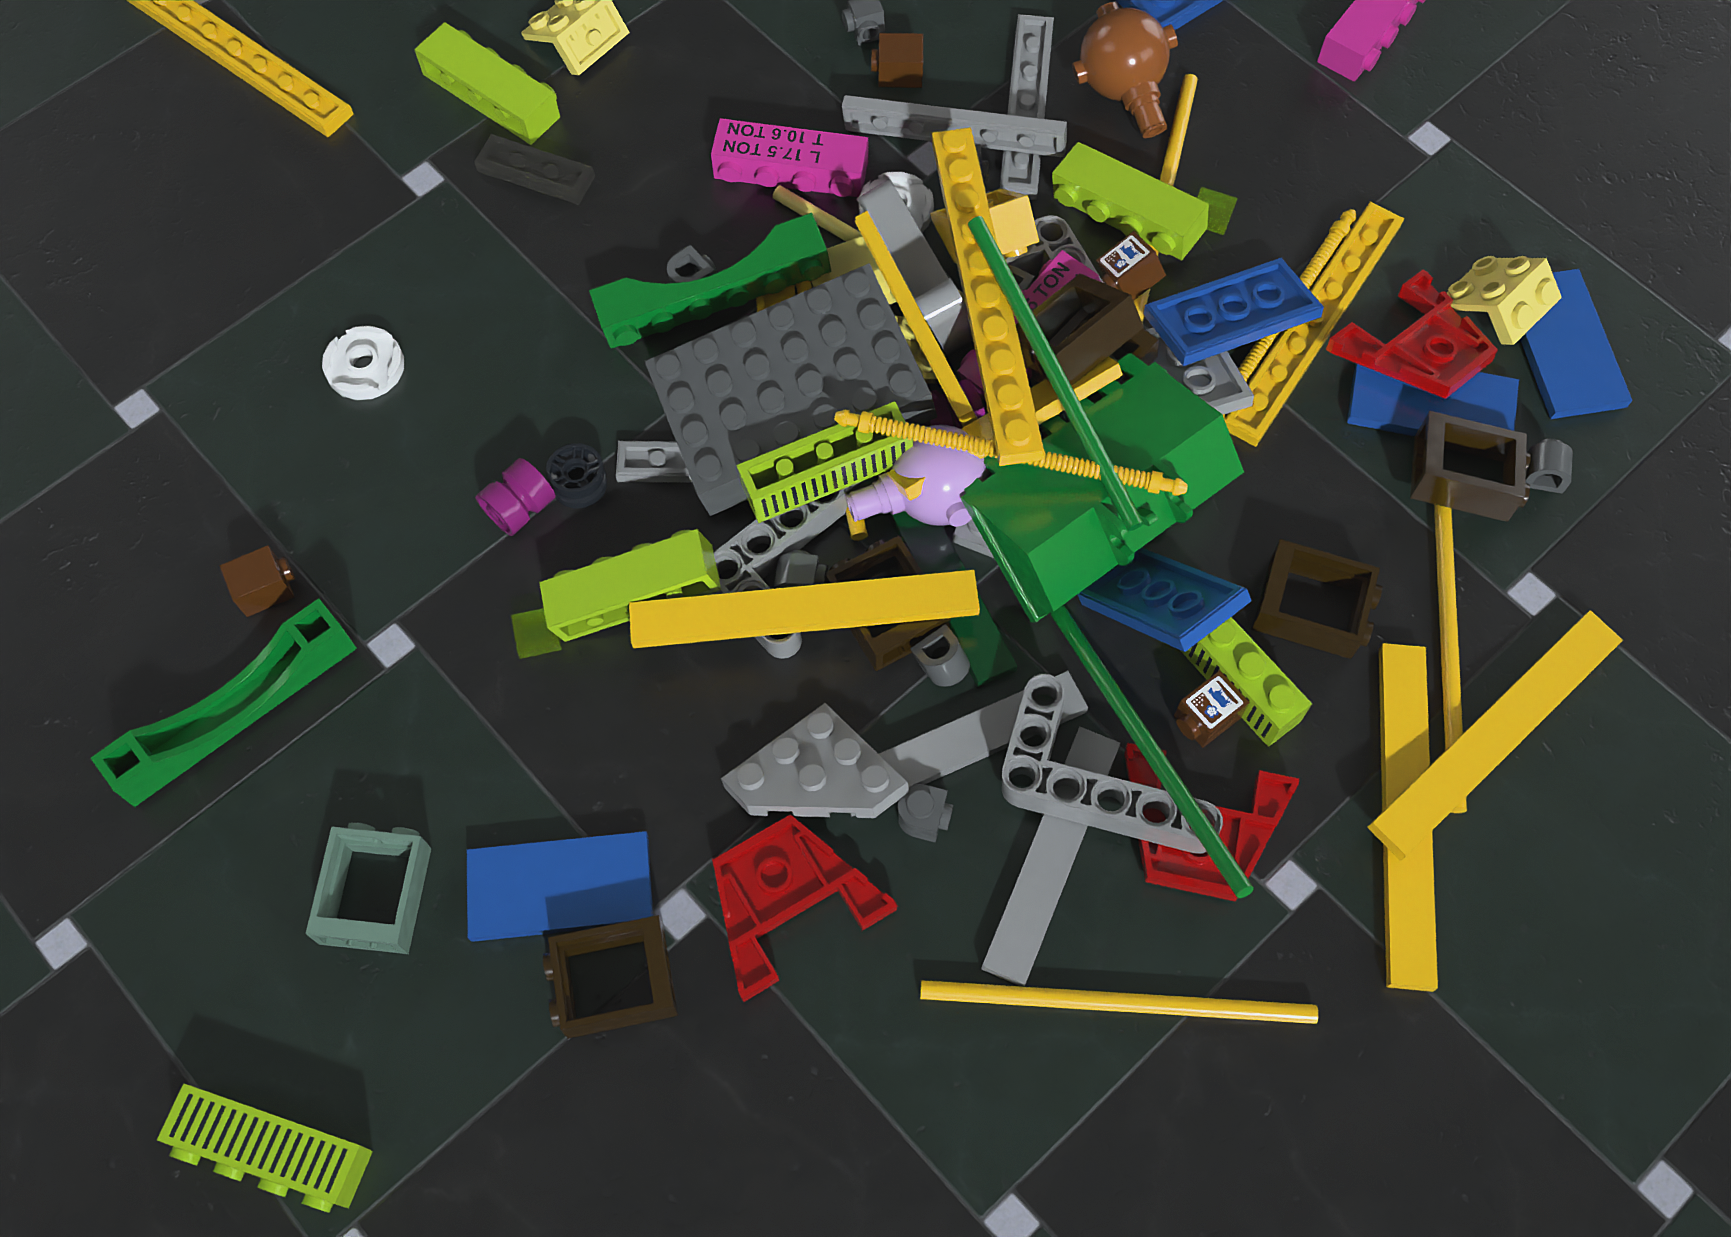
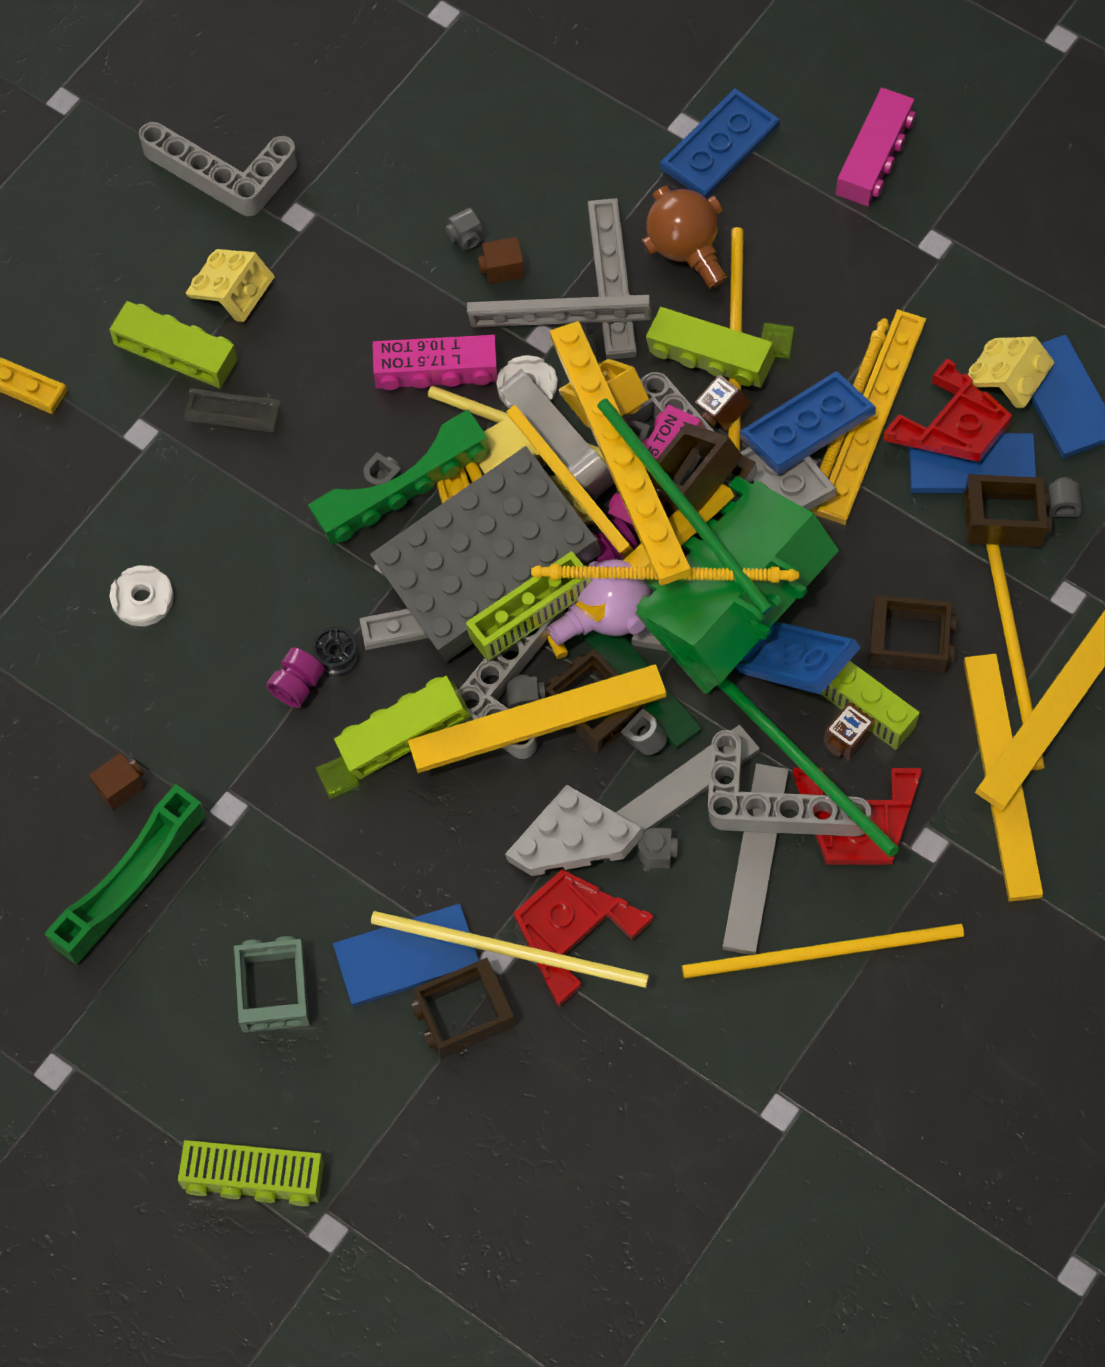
camera: 10 degrees left, 0 degrees up
(698, 912) = (510, 949): none -> light yellow piece

